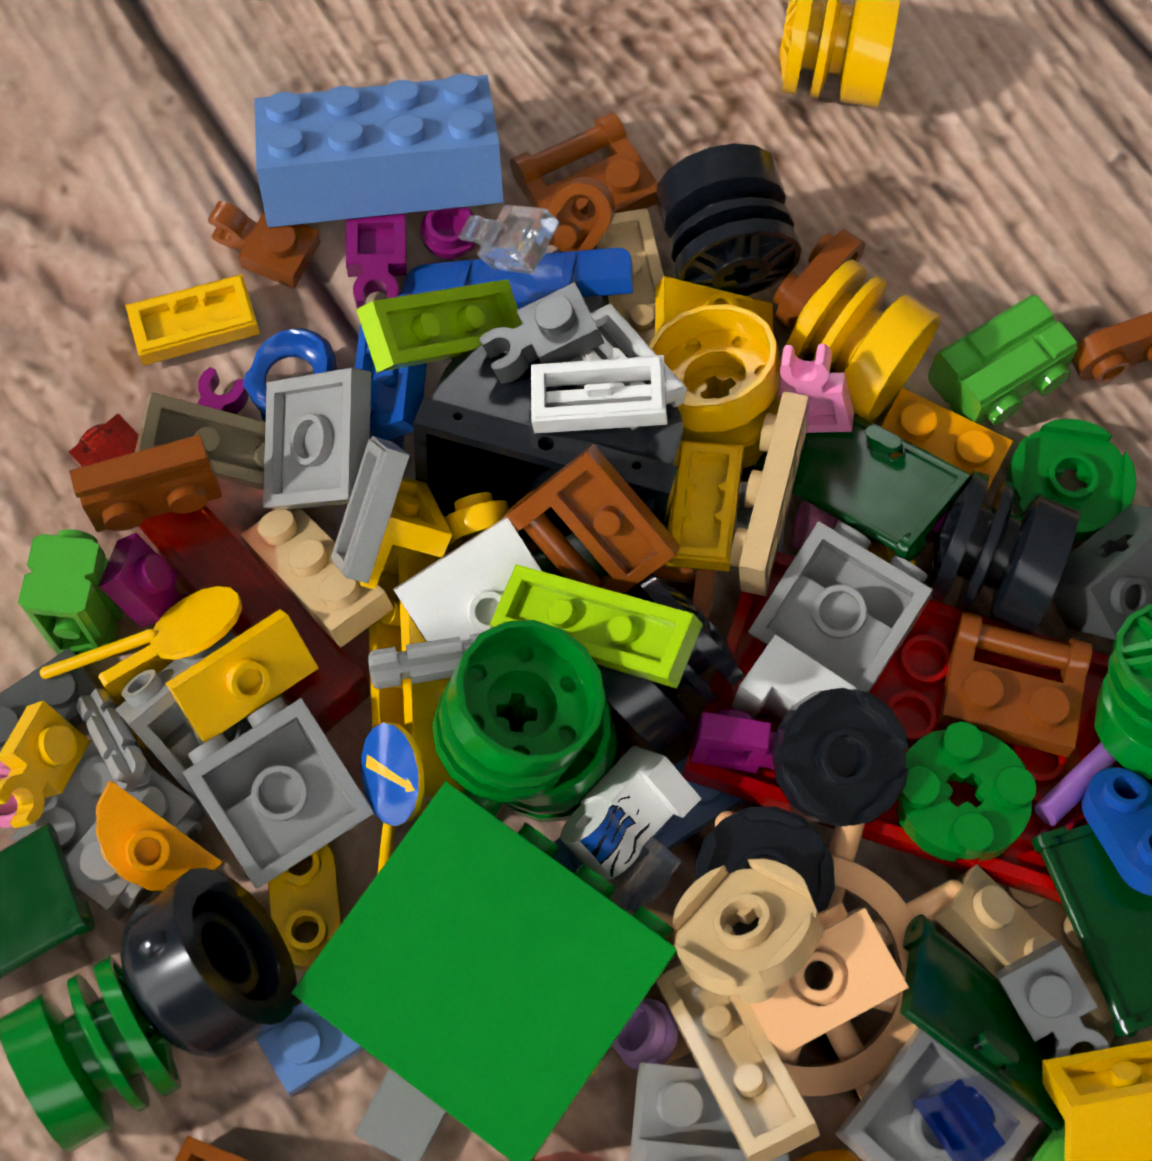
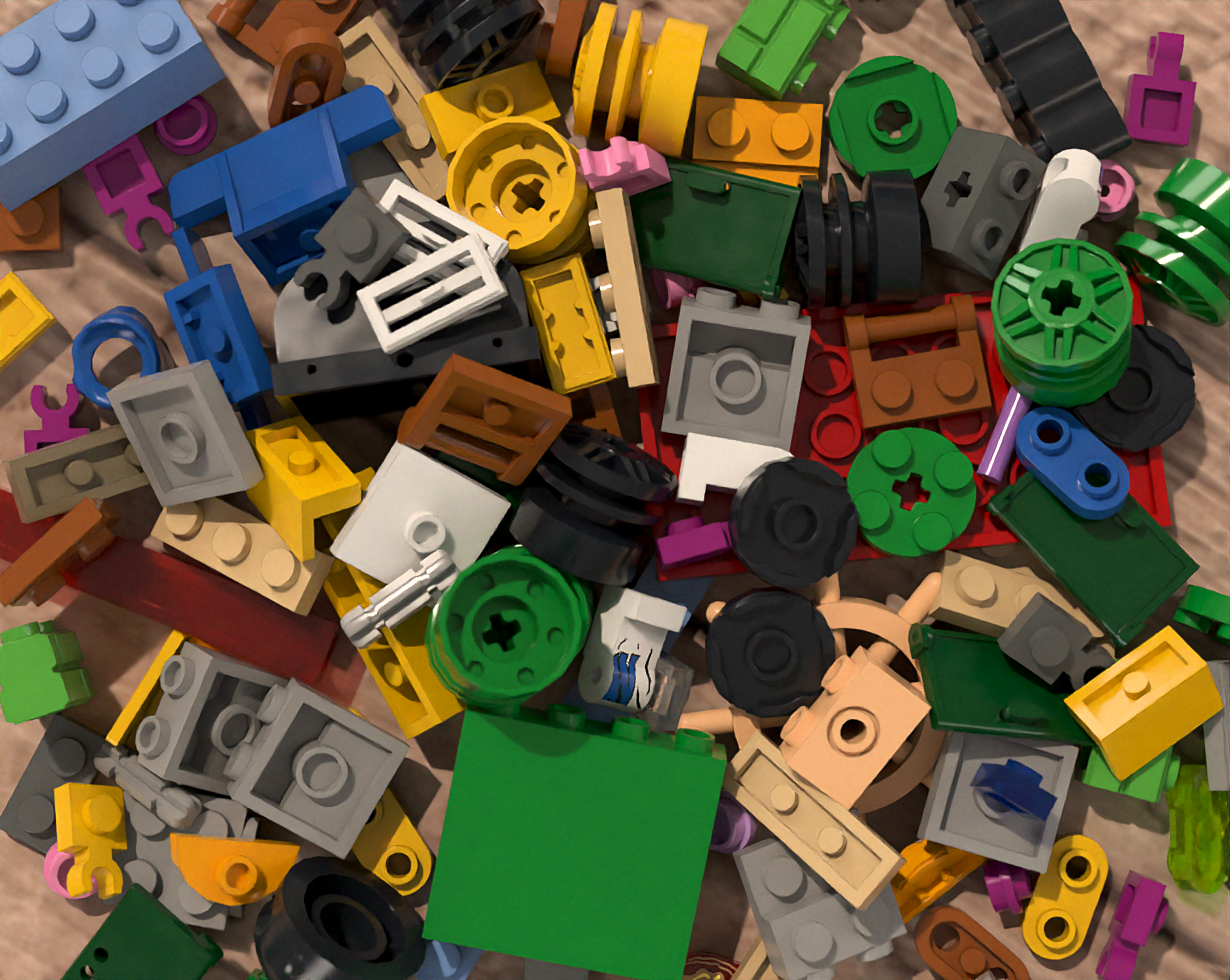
camera: 25 degrees left, 20 degrees up
(140, 581) = (98, 639): magenta plate -> none
(180, 633) = (161, 668): yellow piece -> none
(242, 675) = (236, 687): yellow plate -> none
(369, 509) = (275, 494): light grey tile -> none
(392, 780) = (417, 721): blue piece -> none
(435, 323) = (249, 278): lime plate -> none
(473, 516) = (366, 440): yellow plate -> none
(514, 240) = (261, 124): clear plate -> none
(613, 627) = (531, 518): lime plate -> none
(752, 962) = (810, 733): tan plate -> none

